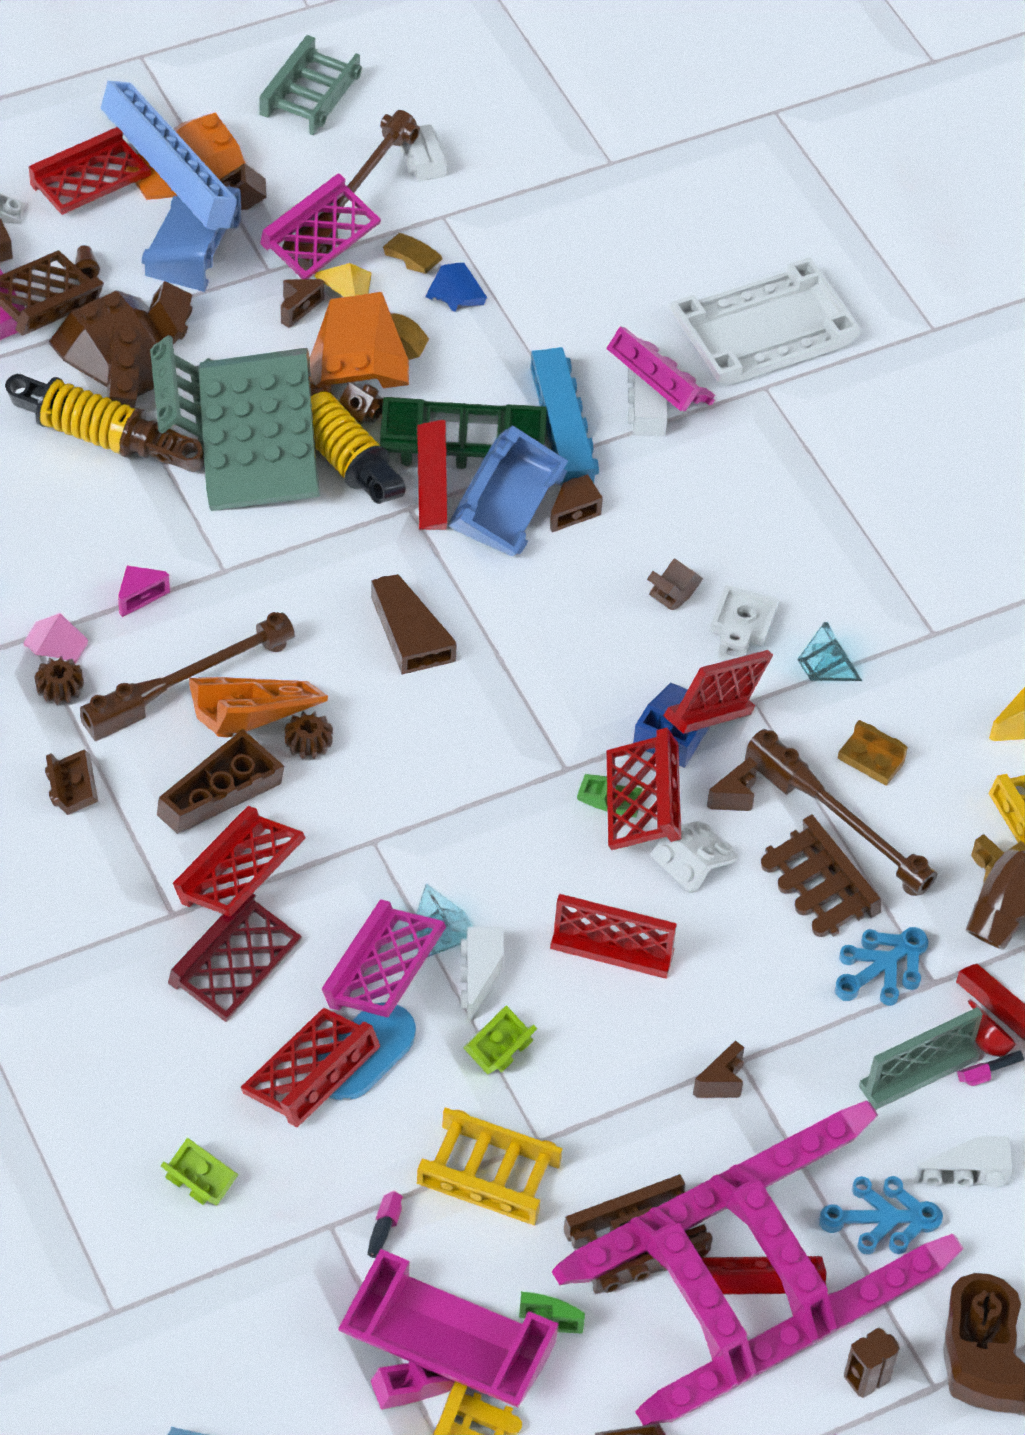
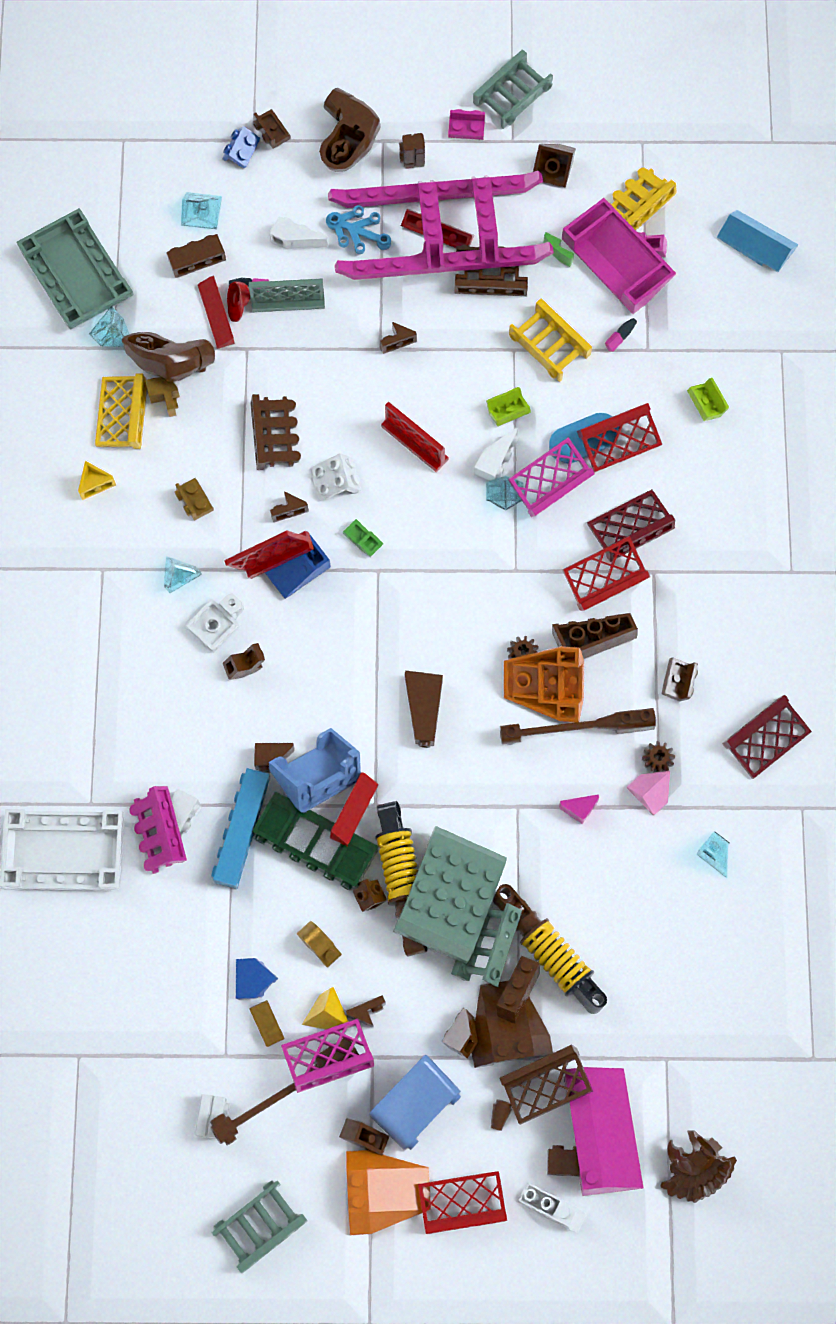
camera: 150 degrees left, 20 degrees up
(169, 155) = (407, 1170): light blue brick -> none
(358, 344) = (353, 935): orange wedge -> none
(666, 785) = (338, 503): red fence -> none
(788, 771) = (248, 498): reddish brown bar -> none
(883, 961) = (268, 368): dark azure plant -> none

